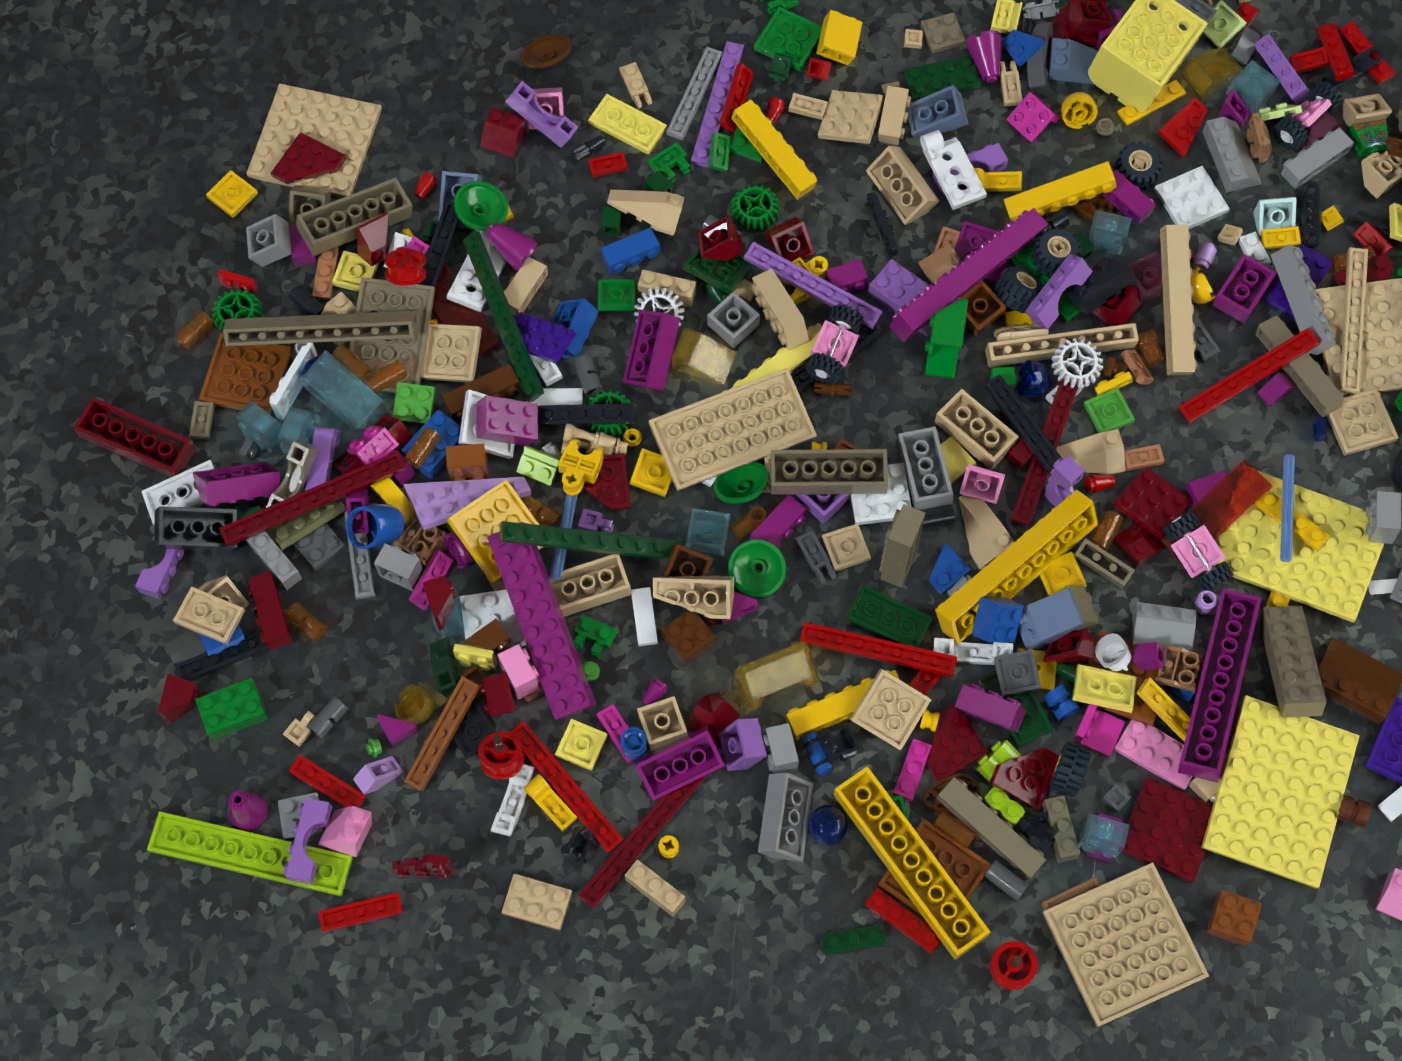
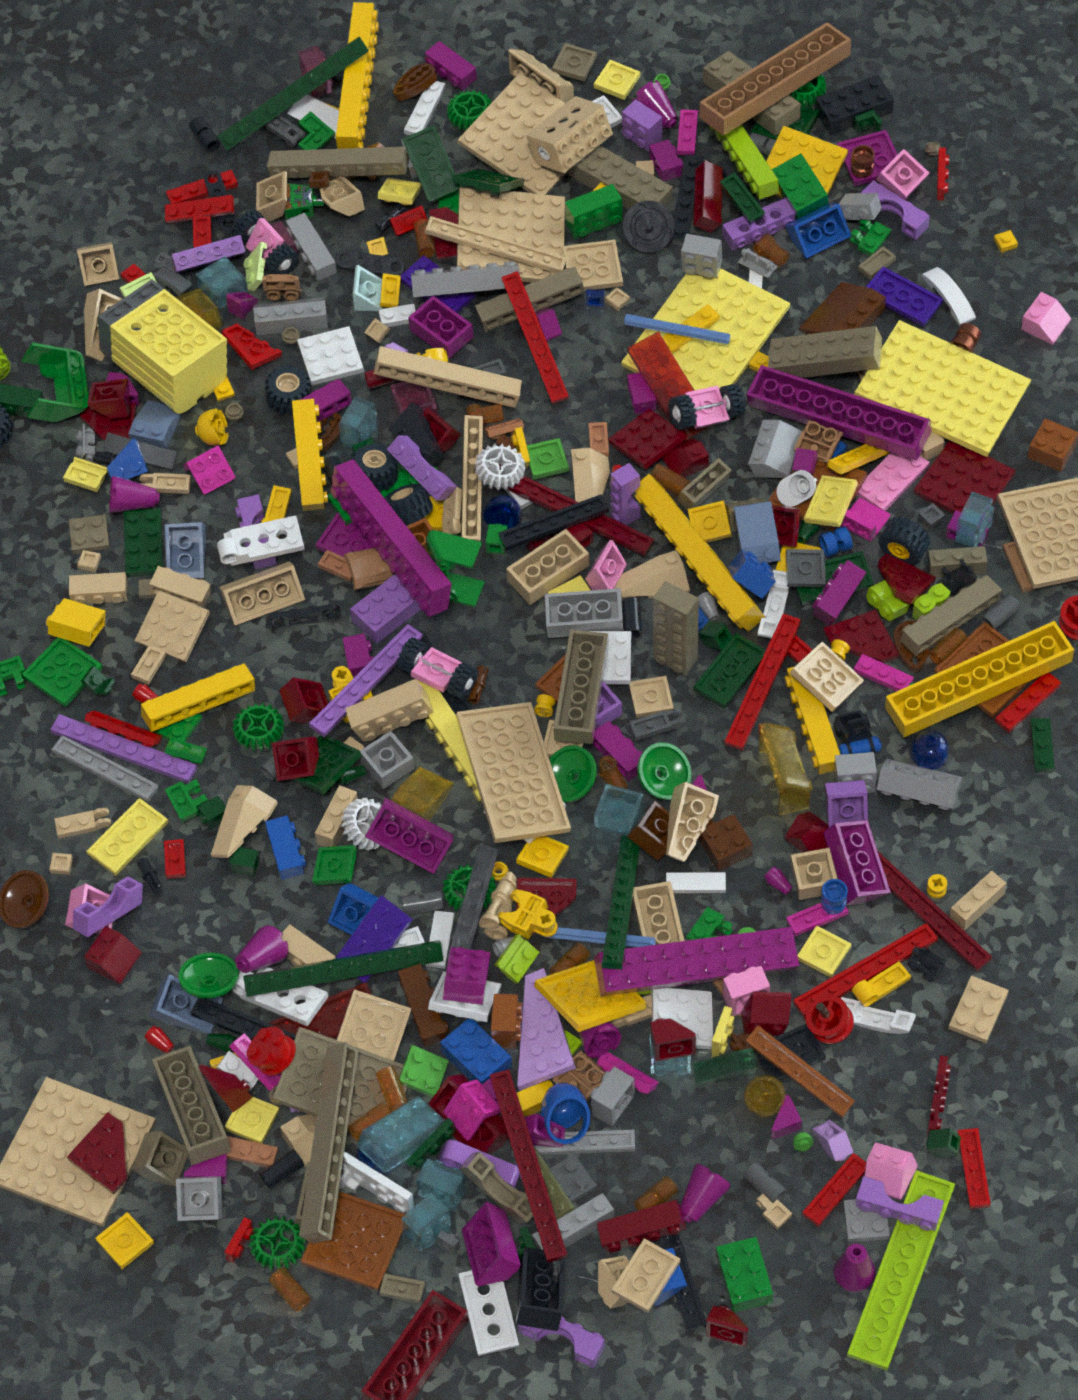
camera: 80 degrees left, 10 degrees down
(311, 661) = (702, 1193): none -> magenta cone
(337, 420) = (431, 1145): none -> dark green plate
(380, 879) = (943, 1143): none -> dark green brick
(425, 444) = (487, 1053): clear orange pin -> none
(490, 637) = (707, 1009): reddish brown slope -> none
(592, 77) = (61, 863): none -> tan tile
(593, 520) = (587, 916): medium lavender plate -> none
(819, 69) = (105, 649): red slope -> none
(881, 50) = (98, 588): none -> tan brick
(925, 597) = (715, 635): none -> dark green brick
(1205, 602) = (754, 413): lavender brick -> none
(1206, 160) = (290, 335): none -> dark tan plate
(1325, 452) = (617, 299): none -> tan tile

